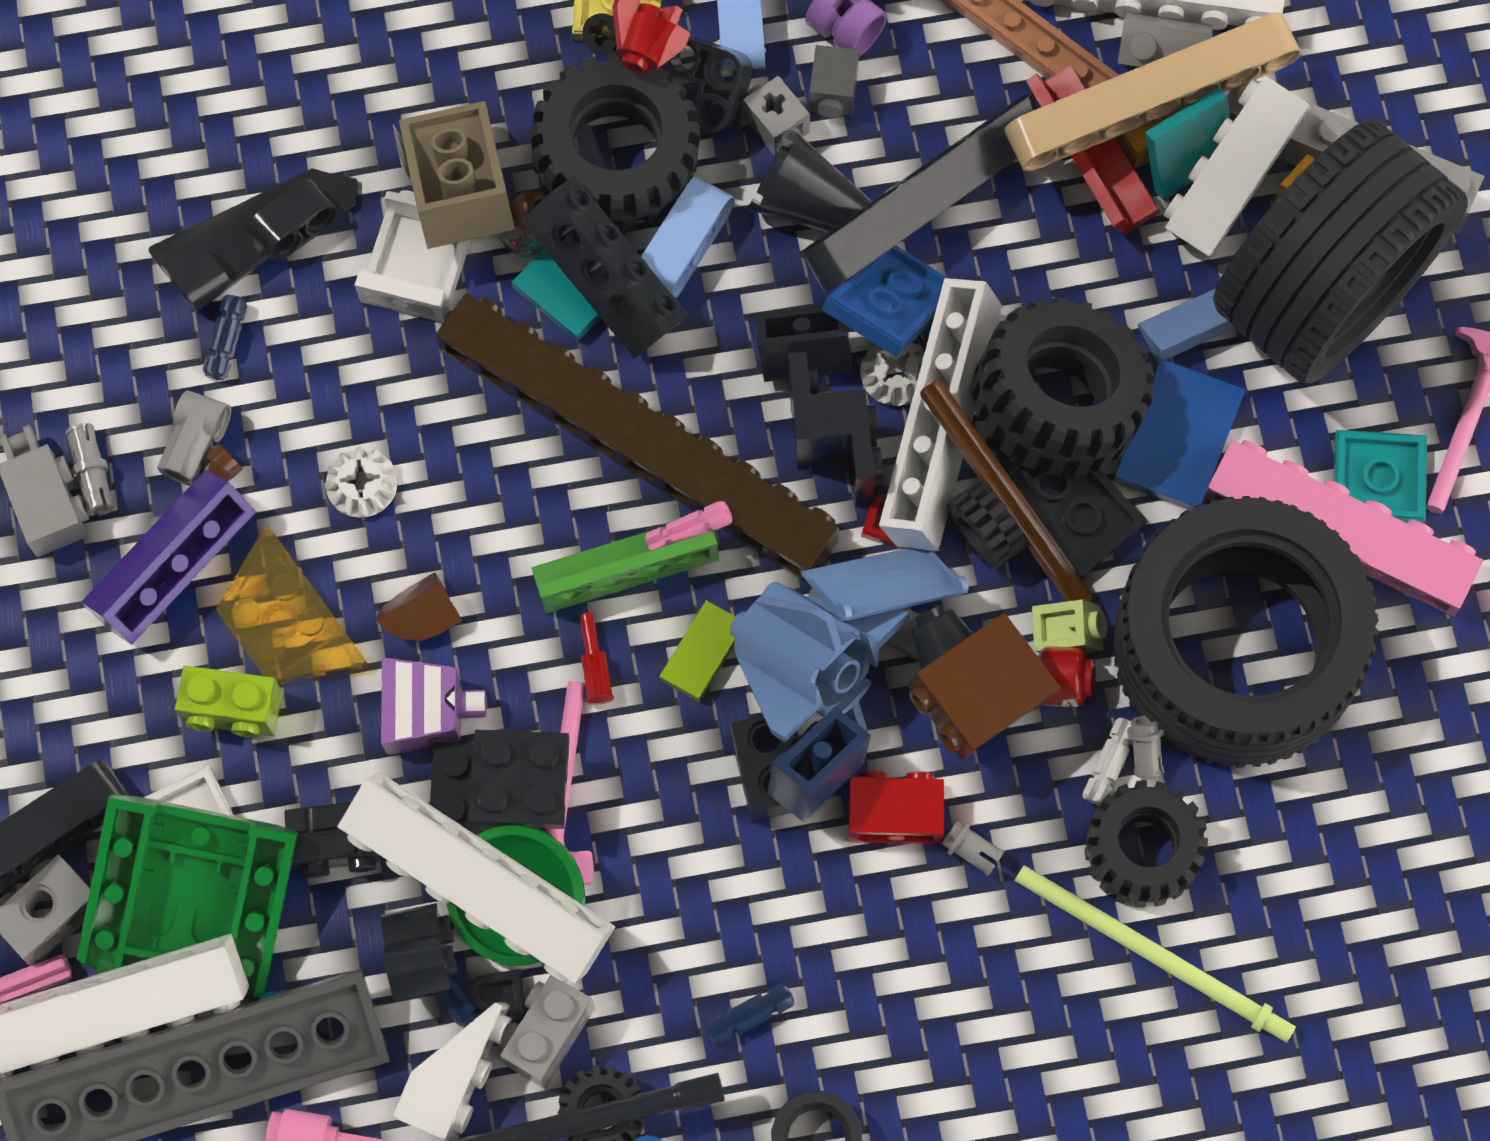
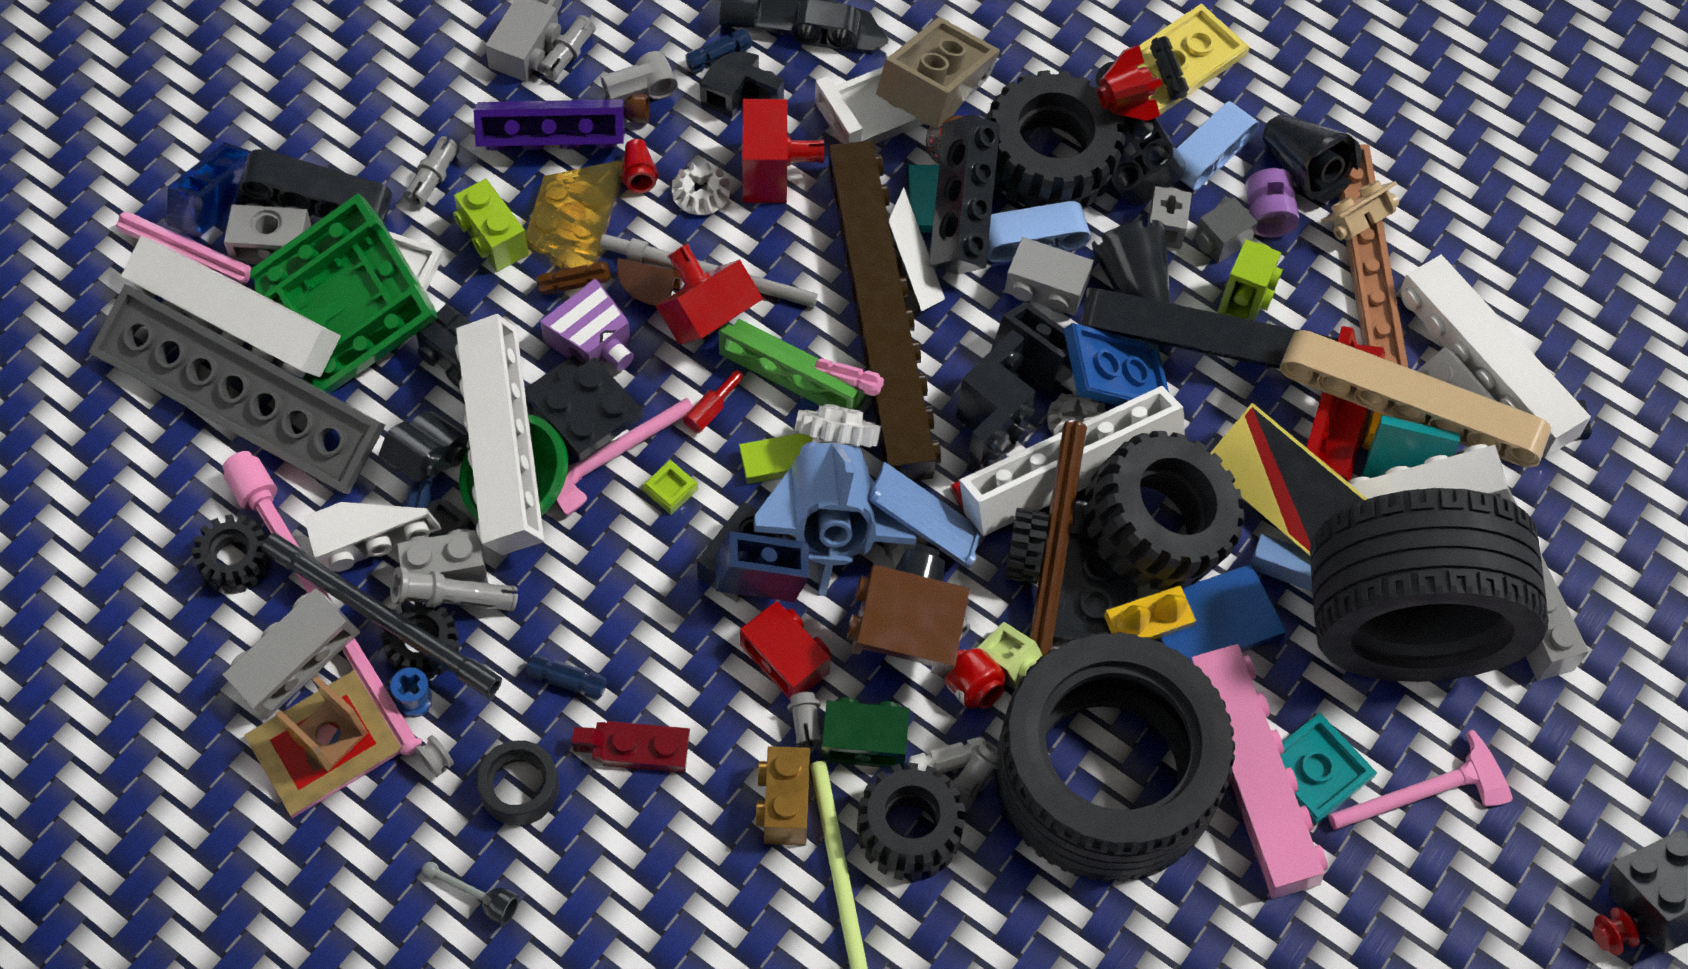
camera: 40 degrees right, 10 degrees down
(111, 705) = (431, 171): none -> light grey pin
(276, 346) = (737, 78): none -> black brick
(289, 518) = (638, 167): none -> red cone
(355, 675) = (573, 278): none -> reddish brown axle
(376, 593) = (639, 251): none -> light grey bar
(392, 391) = (770, 150): none -> red brick
(500, 580) = (707, 297): none -> red brick
(578, 1058) = (437, 589): none -> light grey pin
(611, 360) = (914, 254): none -> white sticker
(643, 770) = (670, 487): none -> lime tile
(731, 581) = (837, 425): none -> white gear
(743, 270) = (1048, 276): none -> light grey brick
(867, 1009) = (634, 745): none -> dark red hinge
(911, 112) = (1251, 281): none -> lime brick
(1030, 925) = (786, 795): none -> pearl gold brick
(1031, 810) = (865, 733): none -> dark green brick
(1123, 261) = (1283, 477): none -> tile
(1138, 486) = (1152, 615): none -> yellow tile

